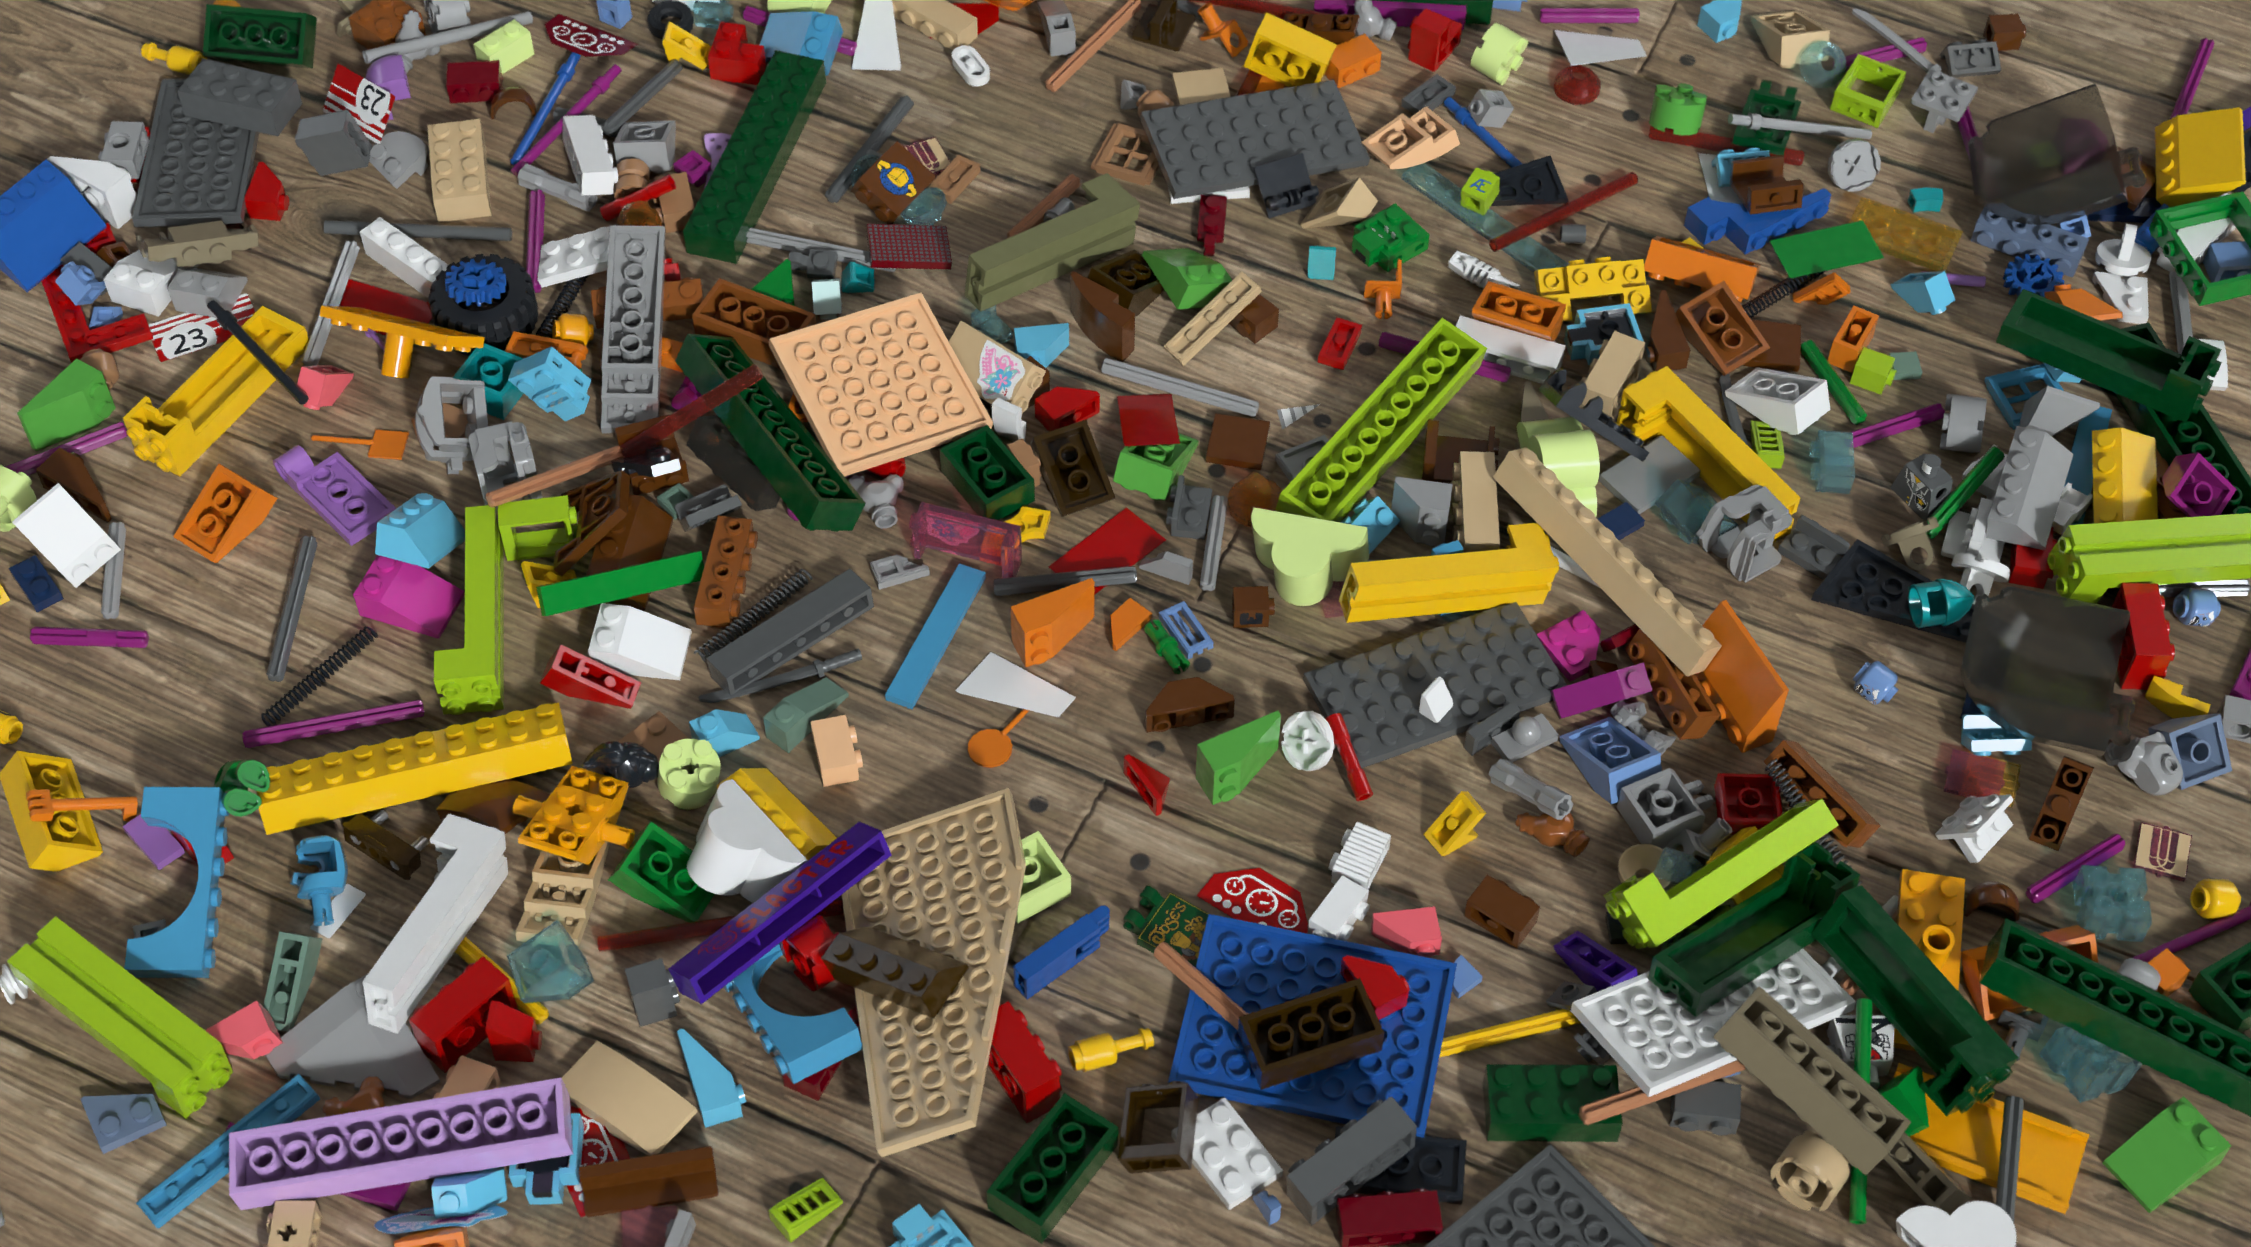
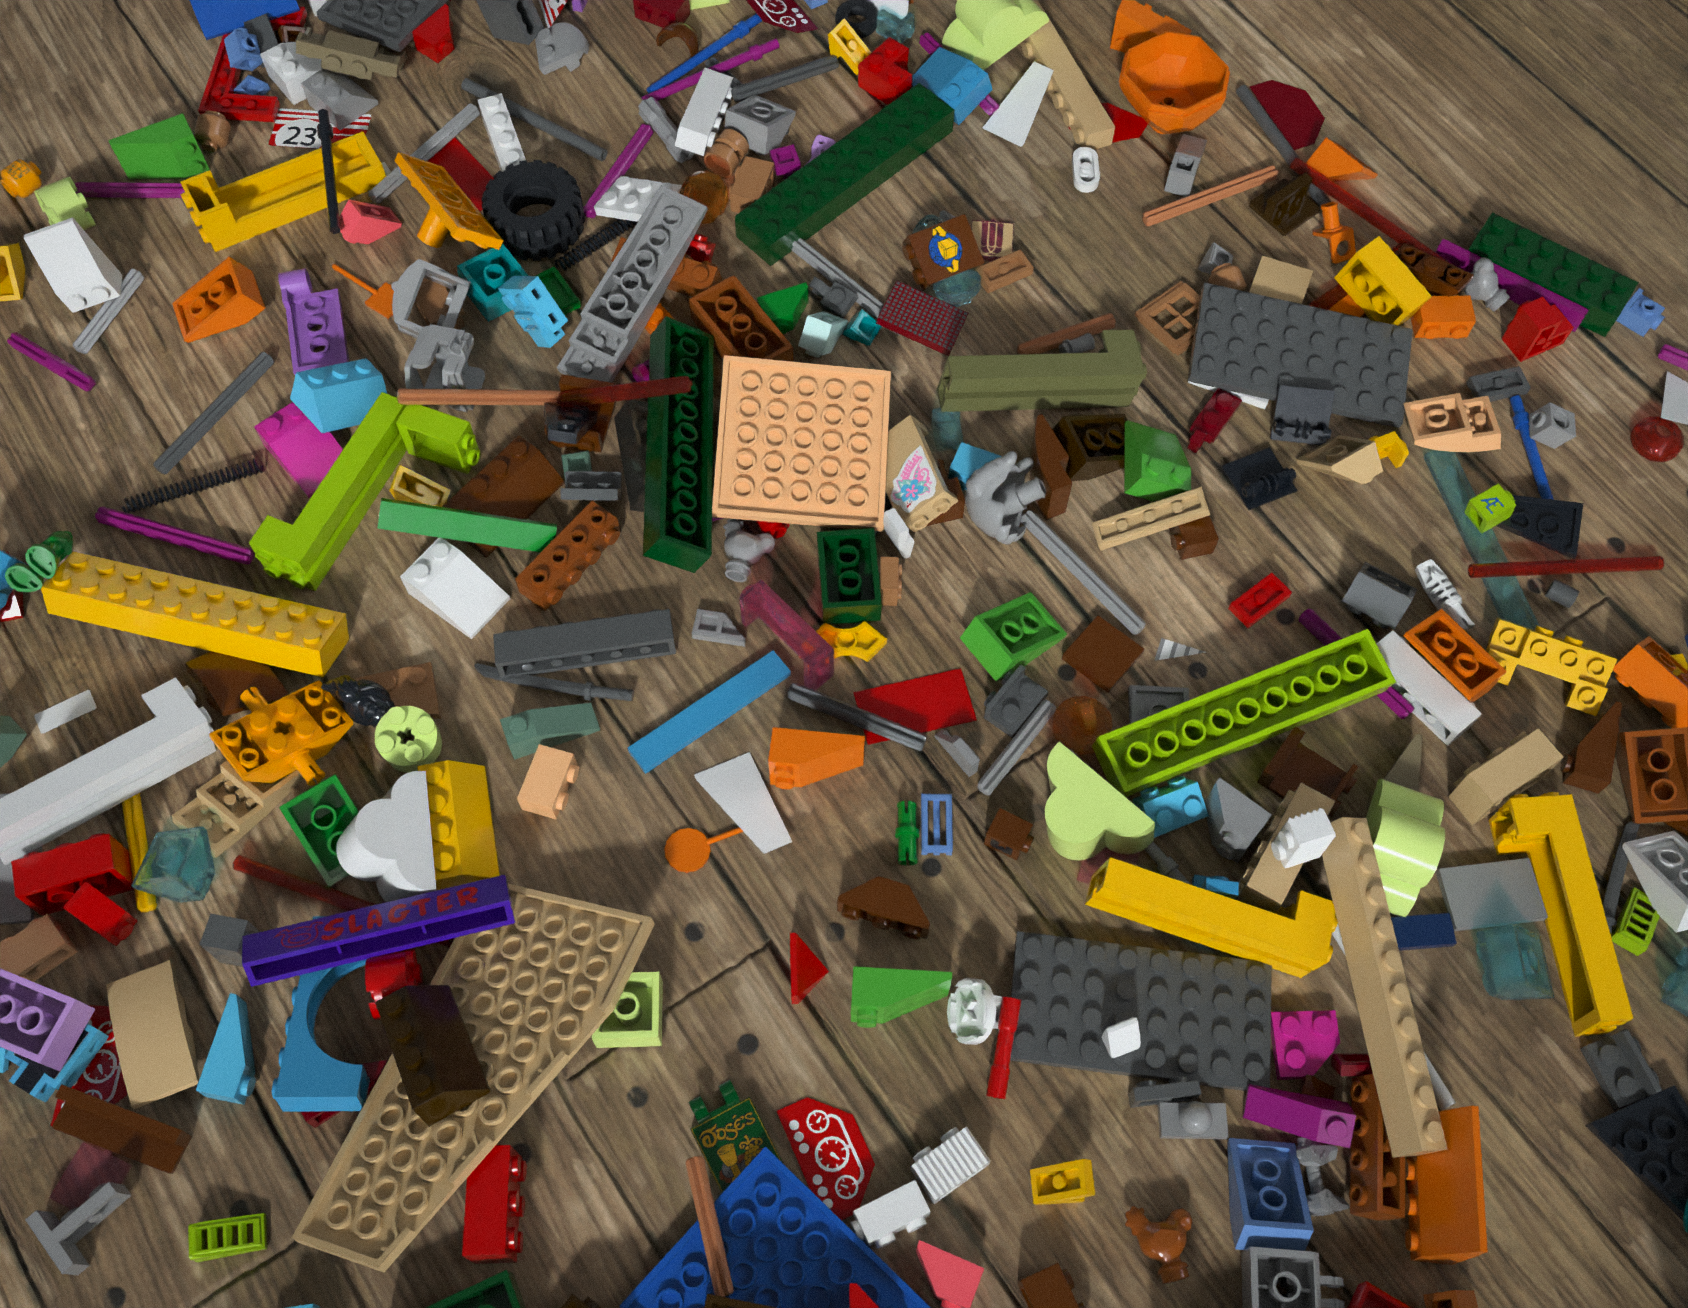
camera: 30 degrees right, 10 degrees up
(36, 583) = (44, 301): dark blue plate -> none
(72, 475) = (131, 219): reddish brown slope -> none
(331, 879) = (59, 681): dark azure piece -> none
(384, 846) = (131, 668): dark brown piece -> none
(459, 170) = (596, 79): tan brick -> none
(475, 282) = (524, 187): blue gear -> none
(525, 345) = (555, 276): orange plate -> none
(573, 328) = (590, 266): light orange head -> none
(588, 679) = (393, 603): red slope -> none
(600, 508) = (496, 442): reddish brown wing -> none
(651, 191) = (732, 168): red piece -> none
(724, 730) = (466, 712): medium azure slope -> none
(777, 600) = (570, 611): dark grey piece -> none
(874, 143) = (953, 206): dark grey axle -> none
(1061, 952) = (610, 1106): blue hinge -> none
(1066, 406) = (963, 542): red slope -> none
(1072, 468) = (930, 608): dark brown slope -> none
(1075, 355) = (999, 495): none -> light grey piece
(1103, 1049) = (583, 1232): yellow piece -> none
(1127, 622) = (886, 788): orange tile -> none
(1148, 420) = (1028, 593): red sticker -> none
(1280, 251) = (1260, 478): none -> black hinge
(1321, 262) = (1291, 508): teal slope -> none
(1375, 180) = (1391, 446): none -> yellow bracket
(1384, 292) = (1333, 568): orange bracket -> none
(1389, 237) = (1372, 514): green piece -> none
(1433, 298) = (1379, 596): none -> dark grey slope
(1488, 481) = (1303, 838): none -> white brick
(1499, 53) = (1594, 372): yellowish green brick -> none
(1547, 798) = (1167, 1210): light grey axle -> none
(1591, 414) = (1457, 812): black hinge -> none
(1596, 325) = (1527, 710): piece -> none
(1756, 536) = (1571, 1018): light grey animal -> none
(1875, 682) = (1601, 1265): medium blue head -> none

